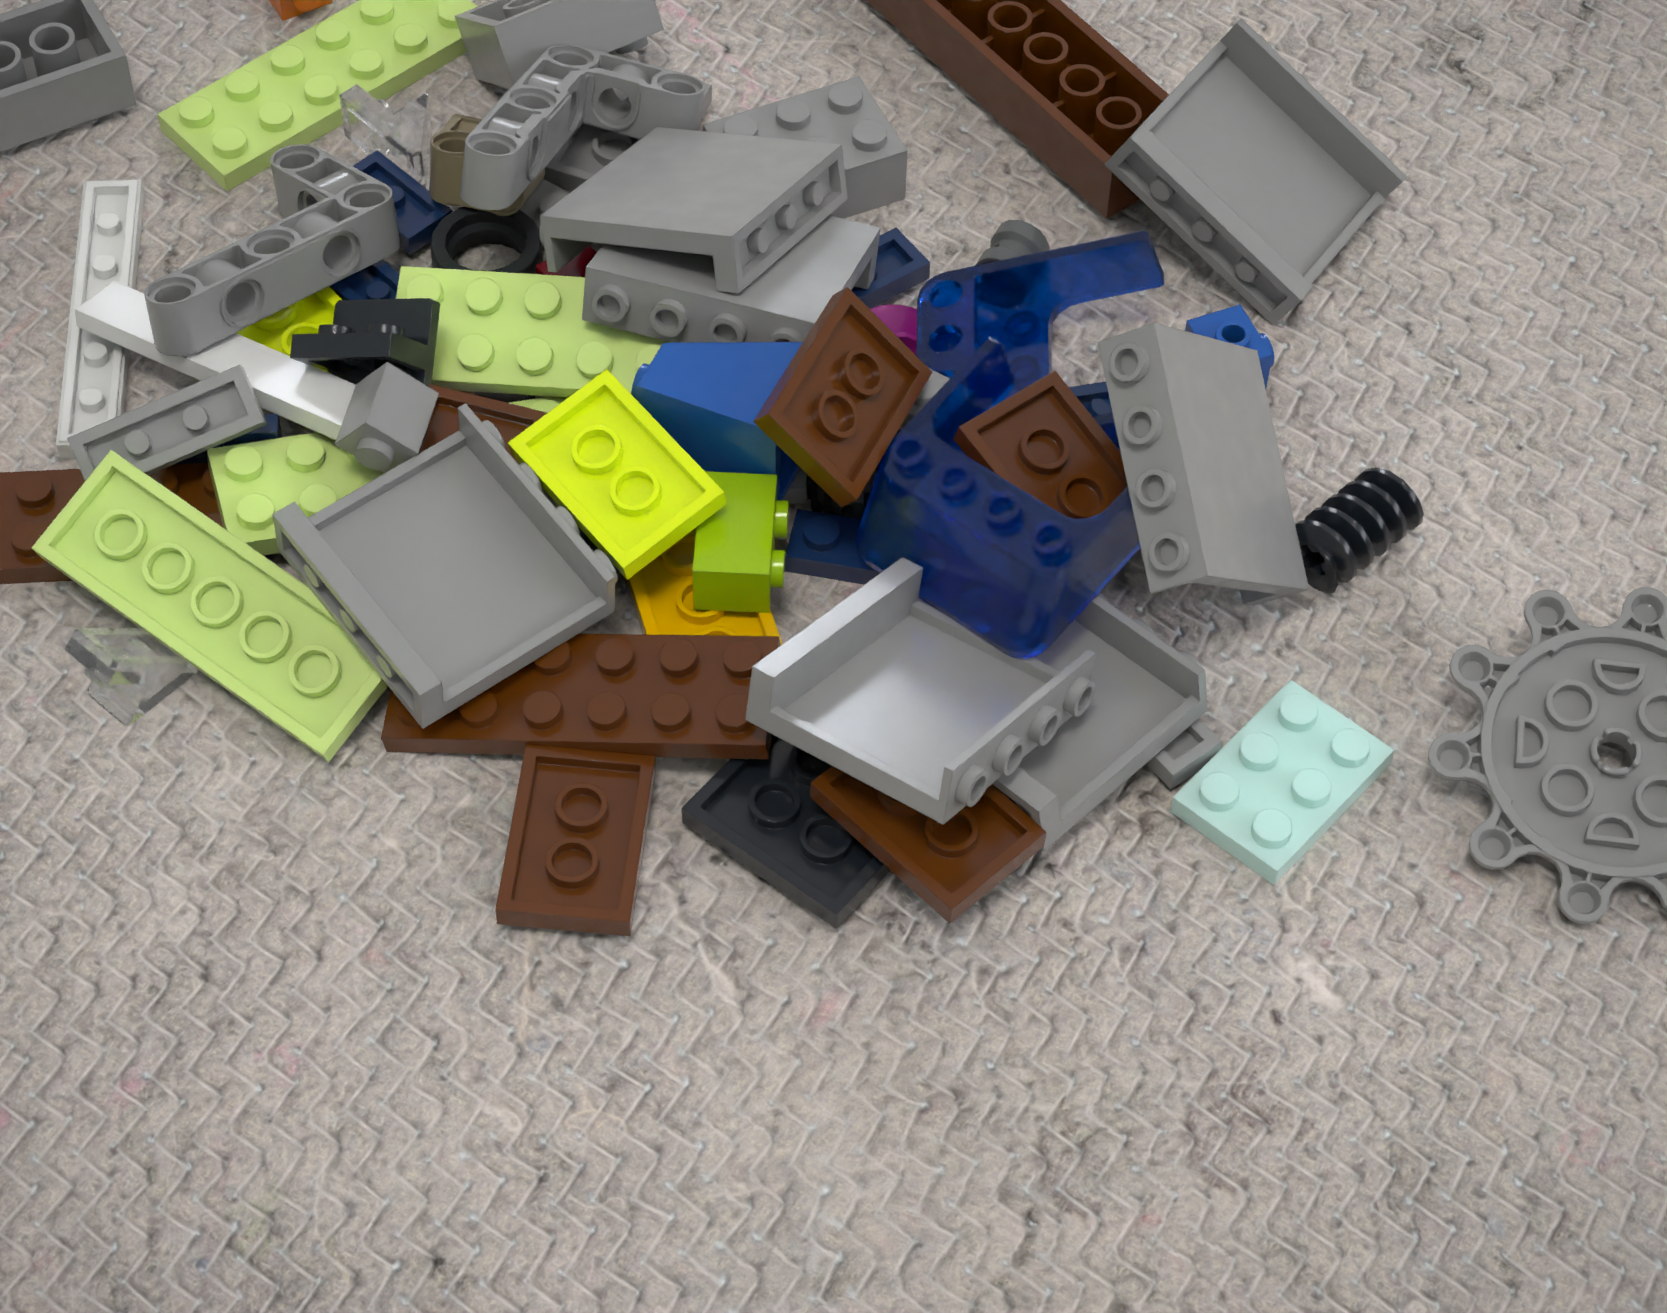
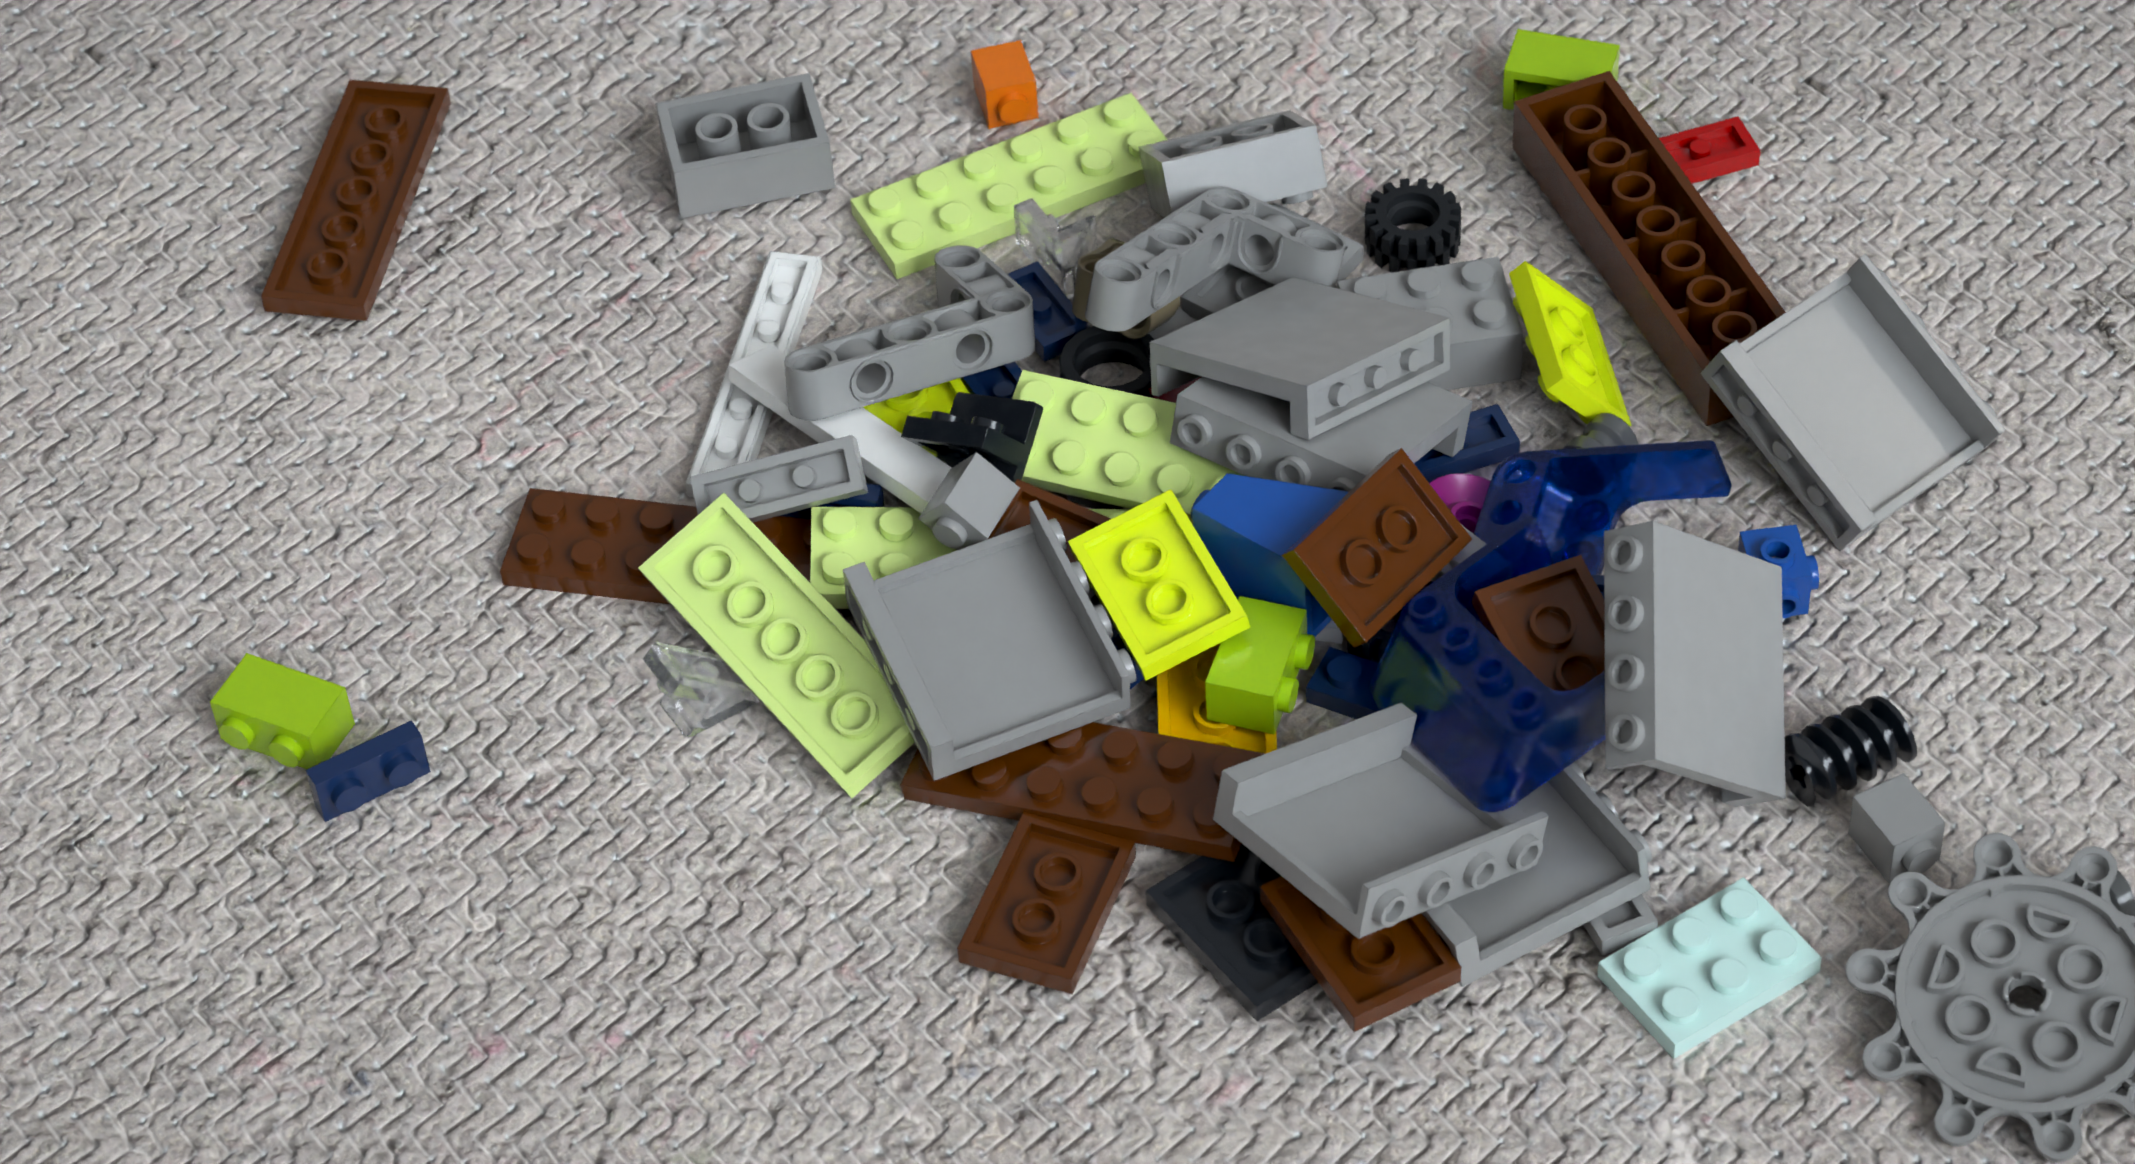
camera: 20 degrees right, 5 degrees down
(750, 38) = (1412, 205): none -> black tyre
(949, 156) = (1566, 346): none -> neon yellow plate
(1427, 601) = (1896, 828): none -> light grey brick

